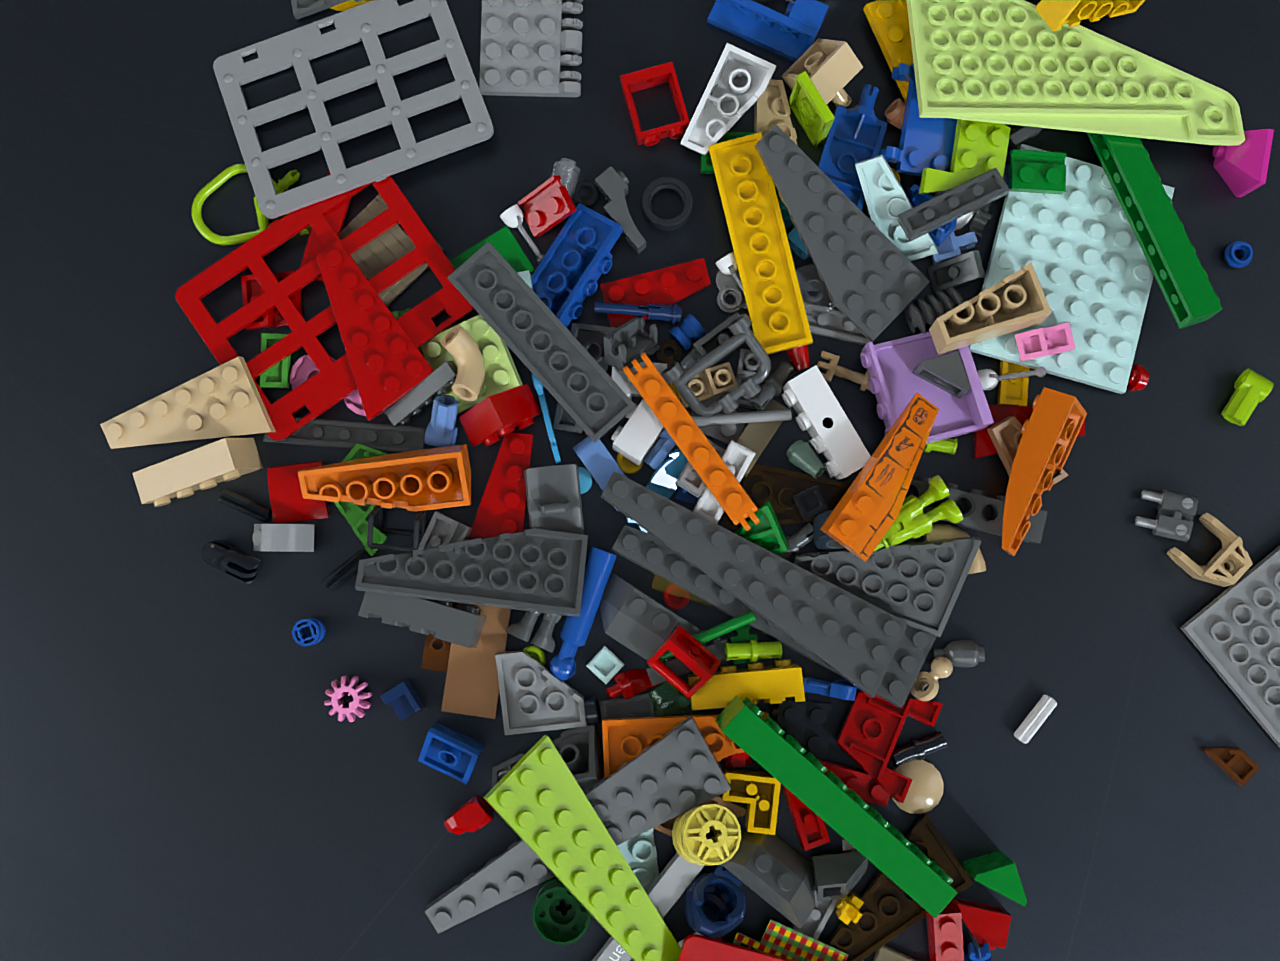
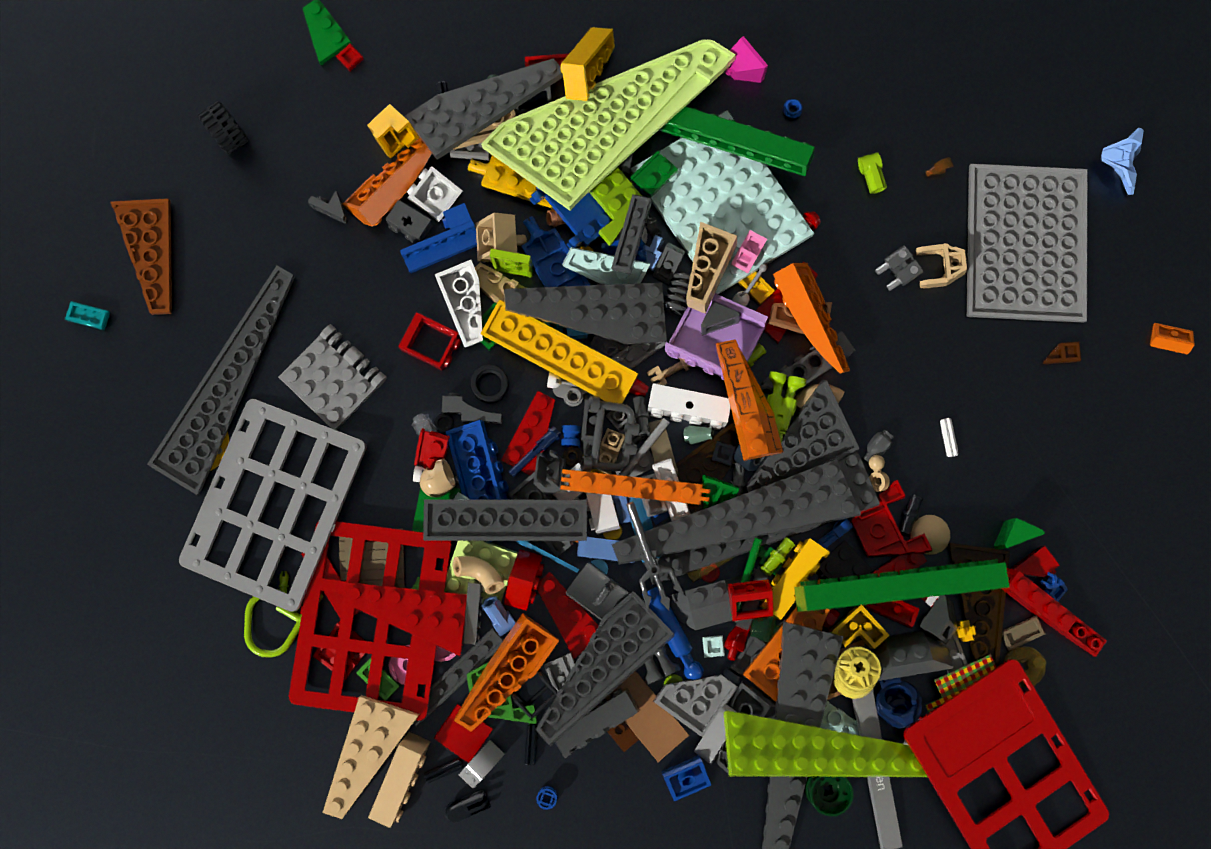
camera: 50 degrees left, 5 degrees down
(354, 707) = (597, 810): bright pink gear -> none
(403, 699) = (633, 778): dark blue panel -> none
(469, 817) = (731, 799): red rock -> none
(513, 746) = (714, 738): none -> light grey beam
(516, 236) = (438, 480): none -> tan helmet
(631, 526) = (651, 562): none -> dark grey piece

